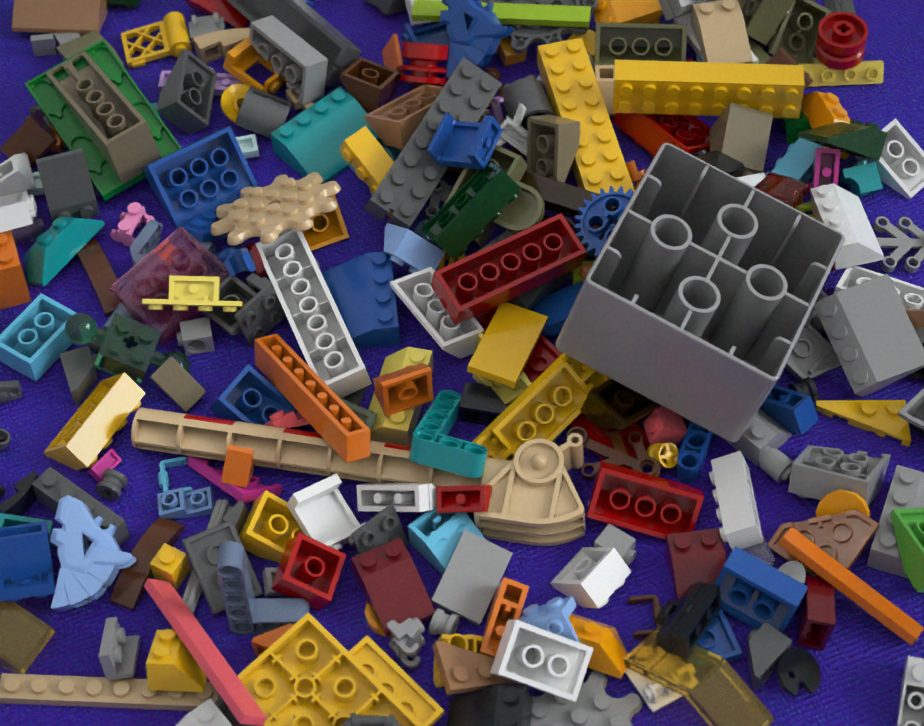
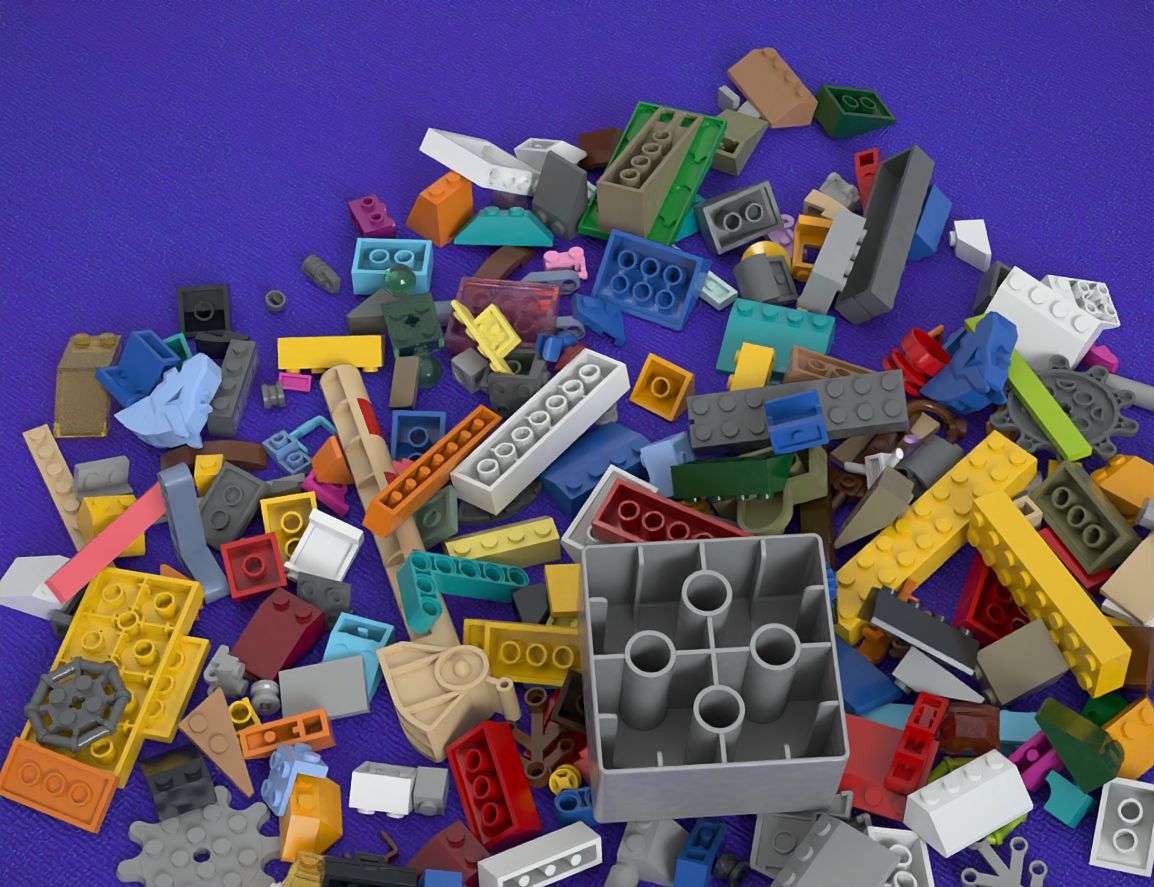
camera: 60 degrees right, 5 degrees down
(173, 35) = (807, 177): yellow piece -> none
(275, 208) = (640, 343): tan plate -> none
(370, 83) = (860, 337): reddish brown slope -> none
(403, 496) = (371, 592): white piece -> none
(404, 388) = (483, 529): orange slope -> none
(463, 498) = (389, 633): red slope -> none
(541, 660) = (243, 774): white slope -> none

